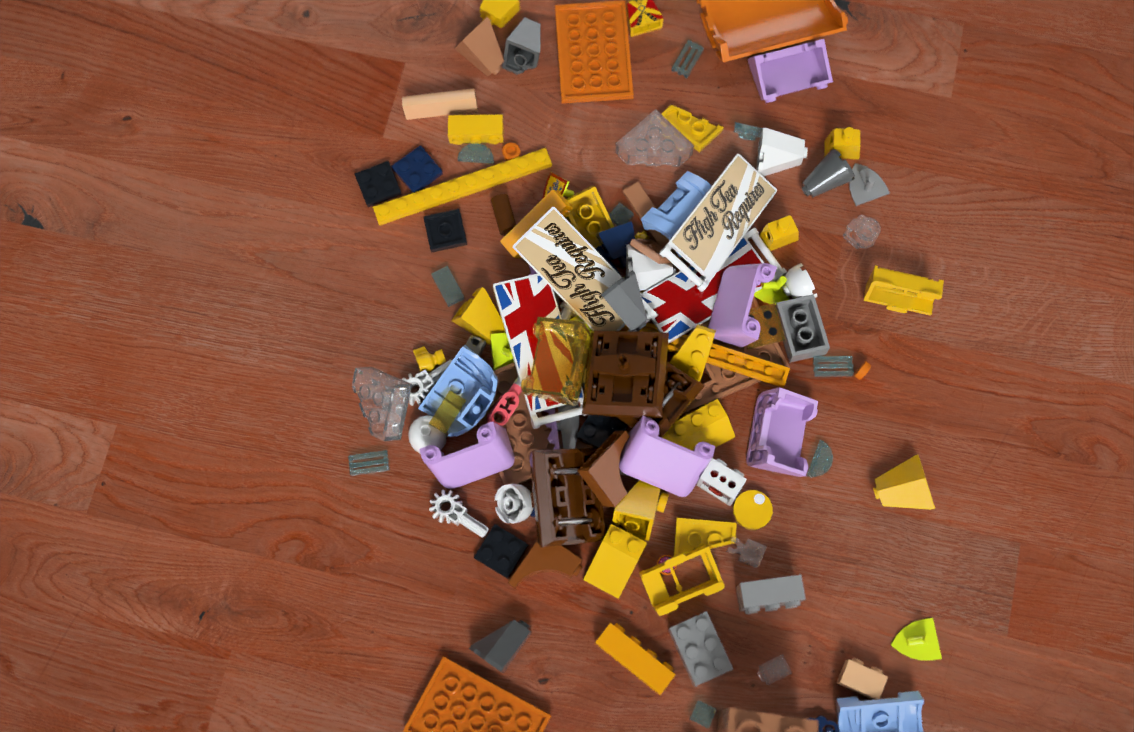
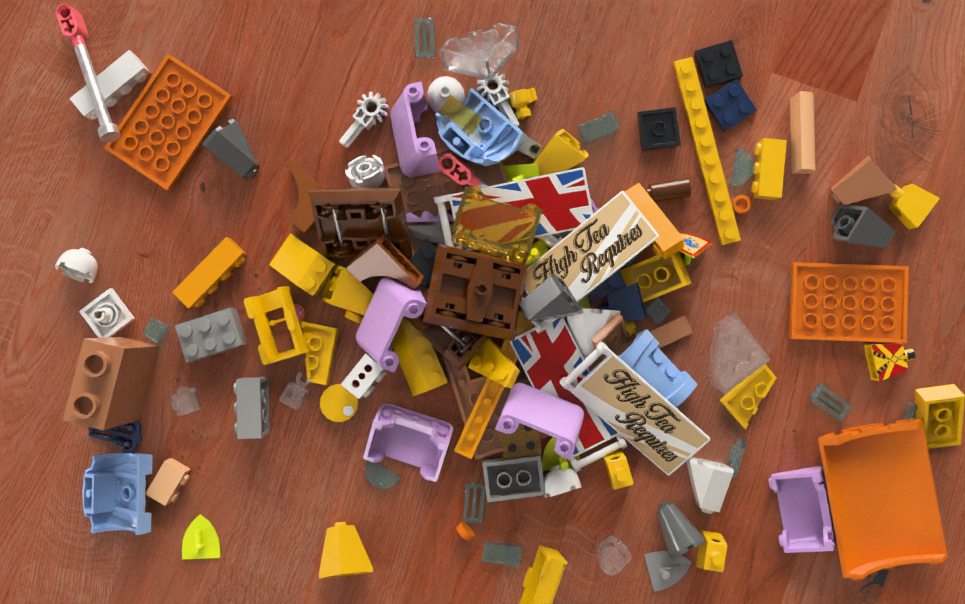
camera: 95 degrees right, 15 degrees up
(501, 551) = (325, 158): black plate -> none
(878, 335) = (501, 554): none -> clear light blue tile

